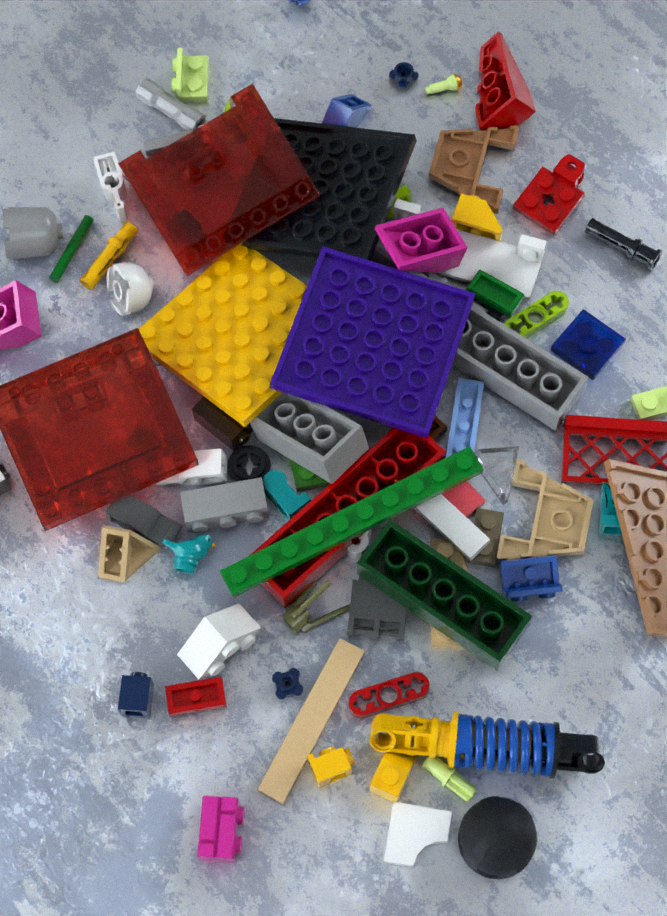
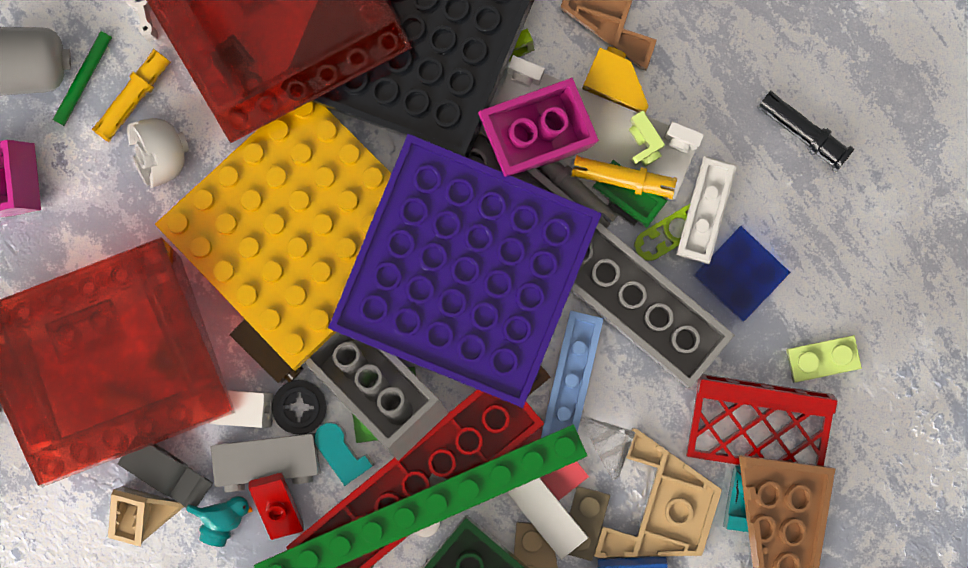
camera: 10 degrees right, 20 degrees up
(233, 534) = (276, 506): none -> red plate
(490, 276) = (624, 177): none -> yellow pin
(504, 251) = (645, 133): none -> yellowish green bracket
(555, 299) = (706, 210): none -> white tile
(561, 185) = (730, 37): red plate -> none

